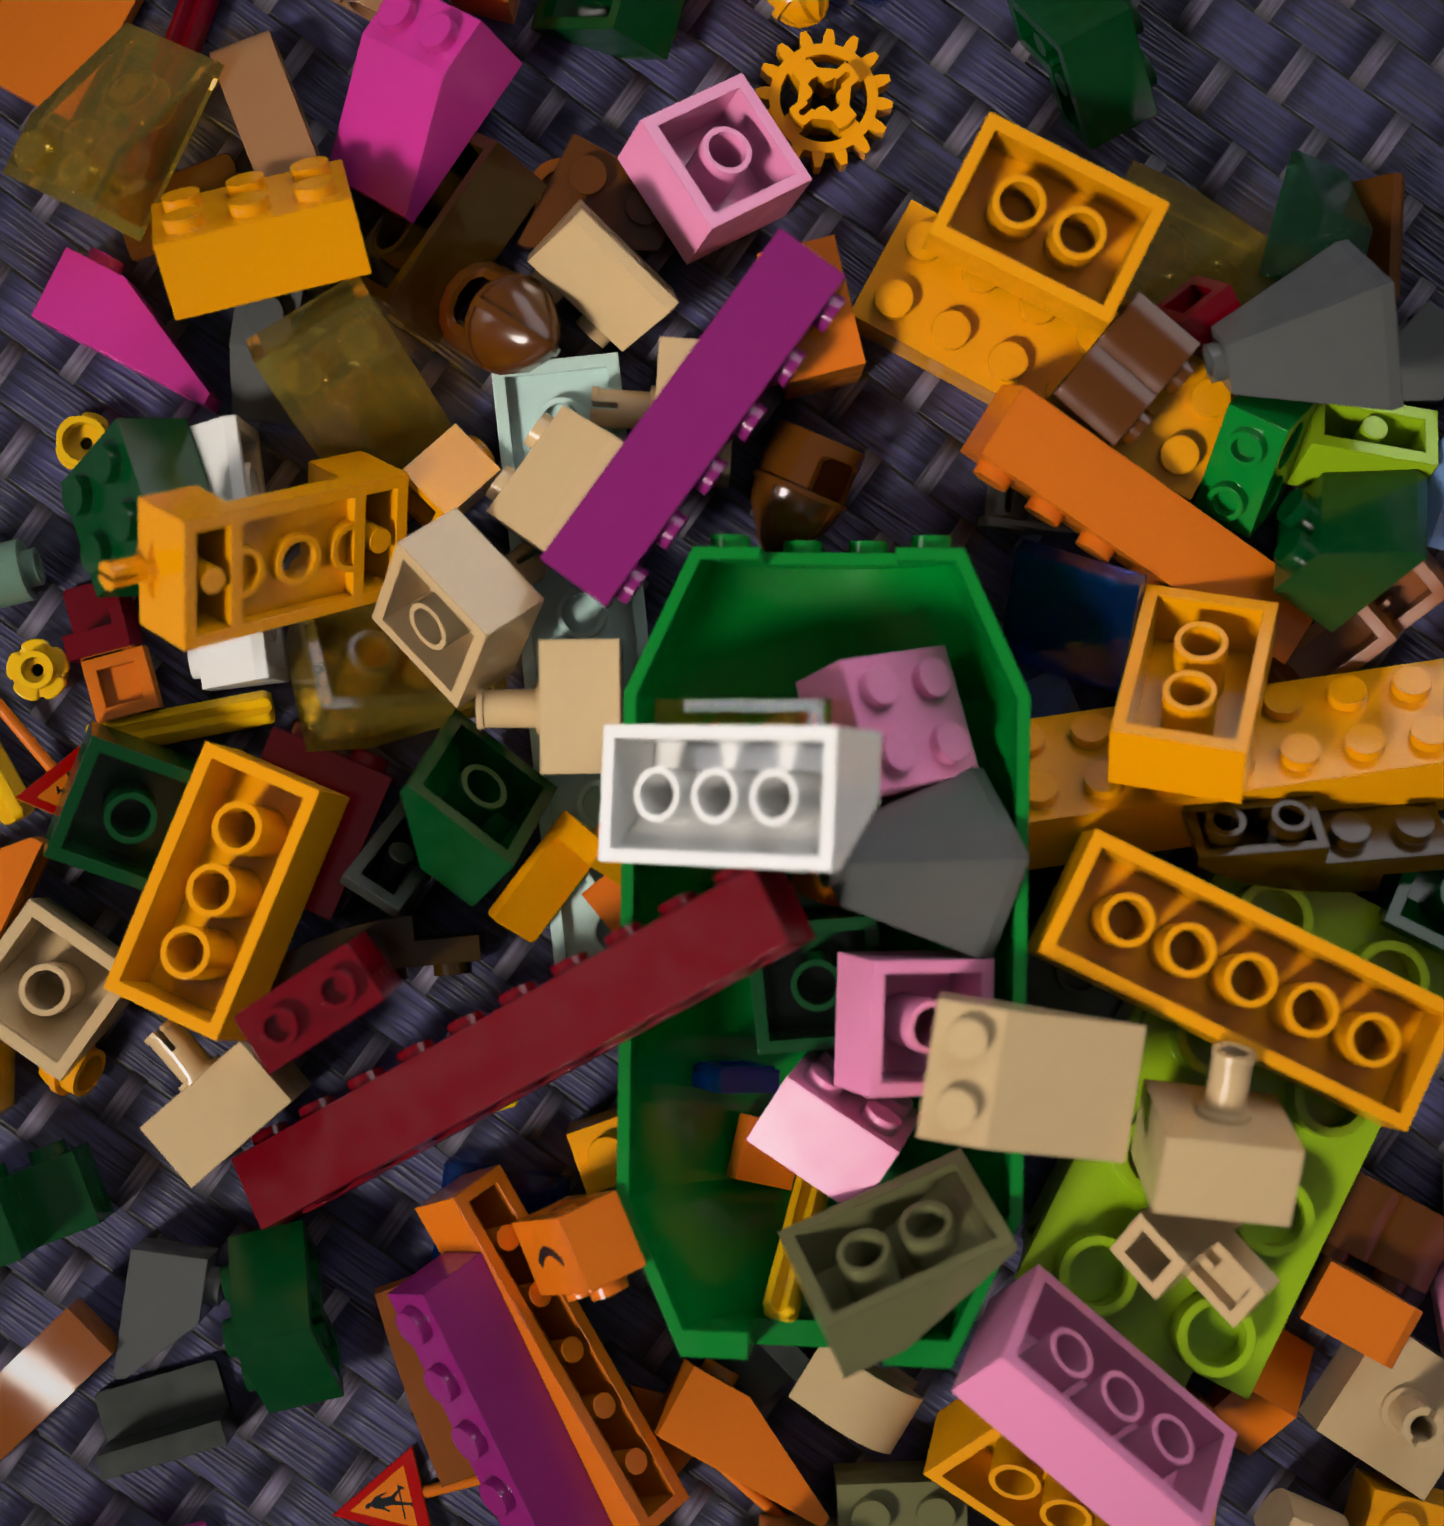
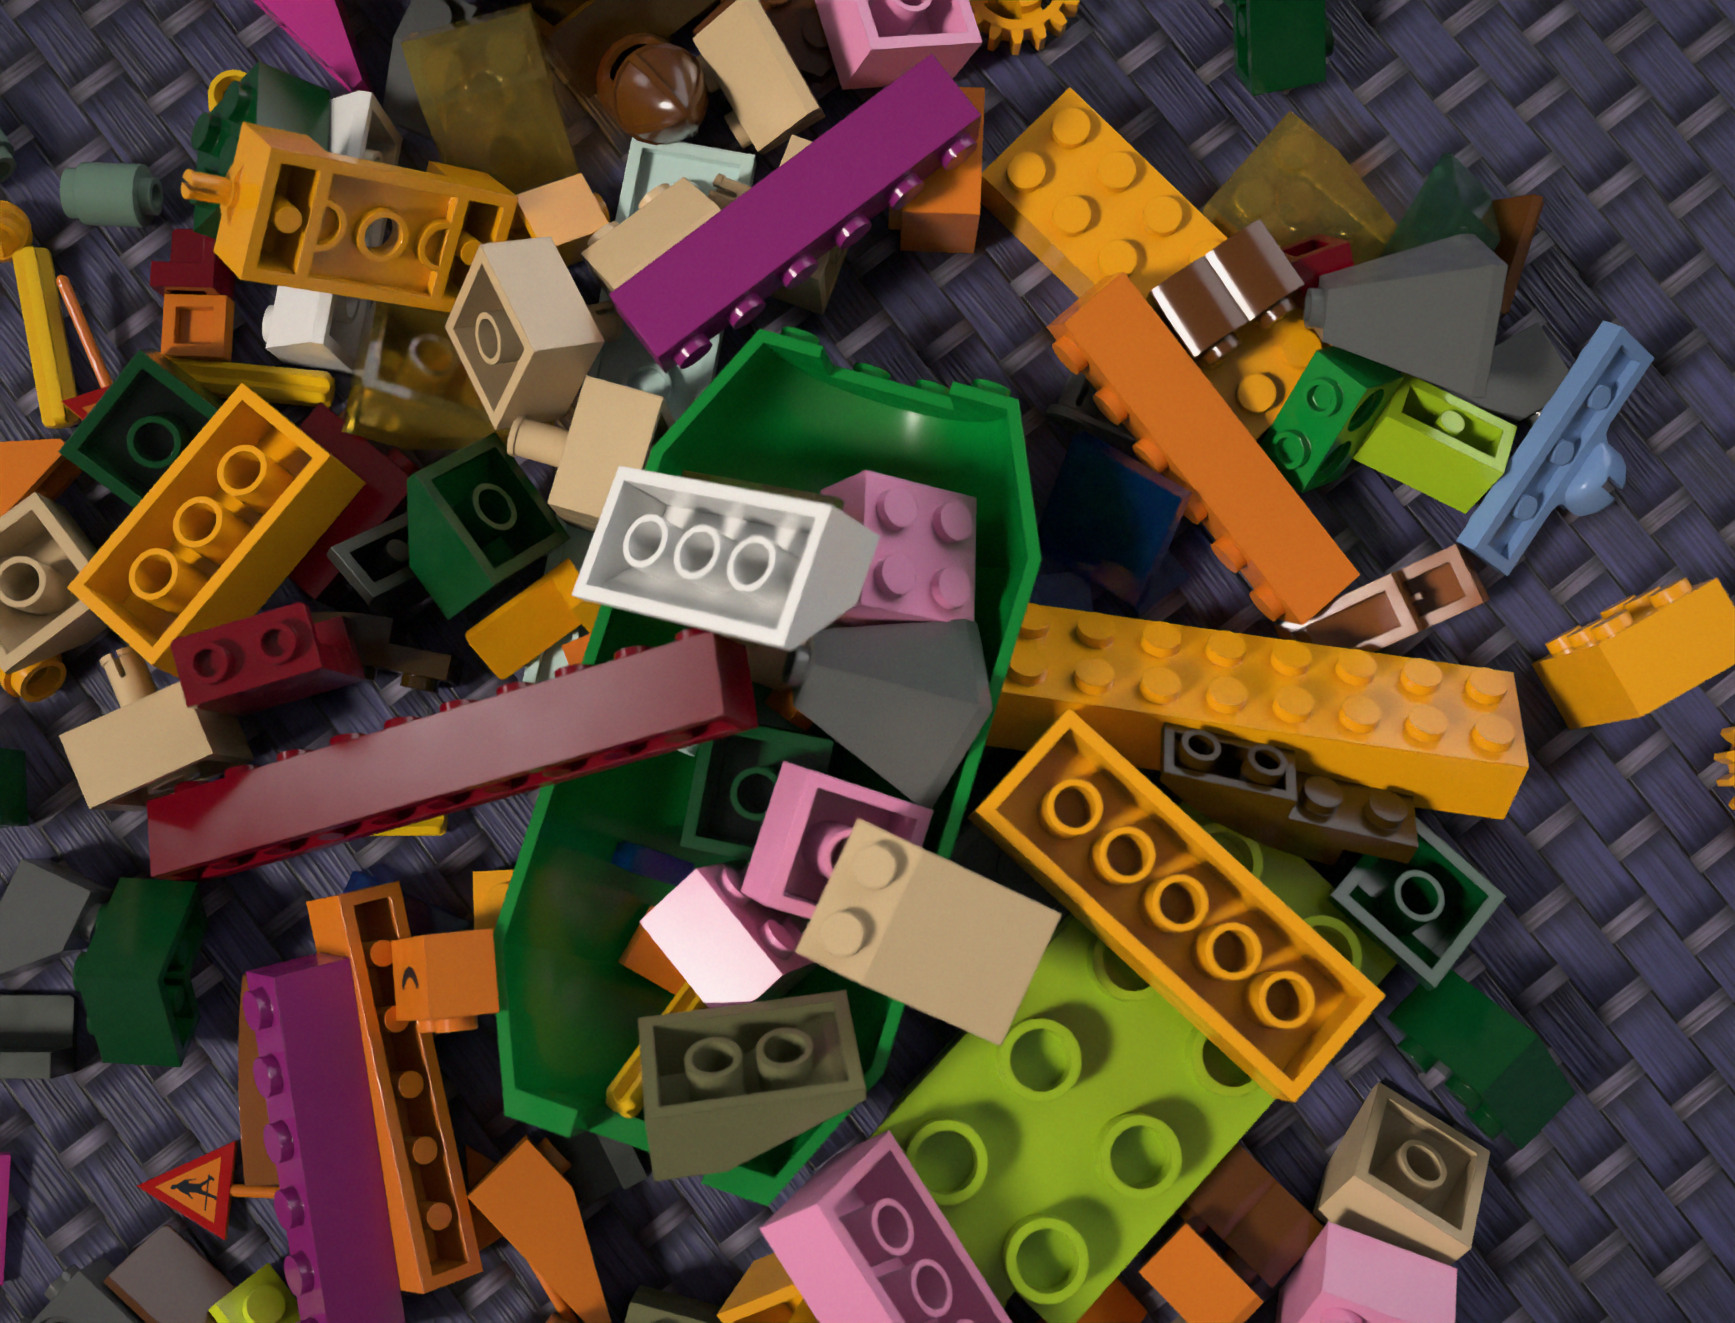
camera: 20 degrees right, 5 degrees down
(54, 673) = (136, 305): yellow plate -> none
(800, 485) = (892, 320): reddish brown helmet -> none
(865, 1407) = (677, 1222): tan brick -> none
(1045, 225) = (1186, 131): light orange brick -> none
(1192, 693) = (1203, 615): light orange brick -> none
(1209, 1252) = (1055, 1153): tan brick -> none
(1218, 1146) = (1101, 1060): tan brick -> none
(1349, 540) = (1396, 521): dark green slope -> none

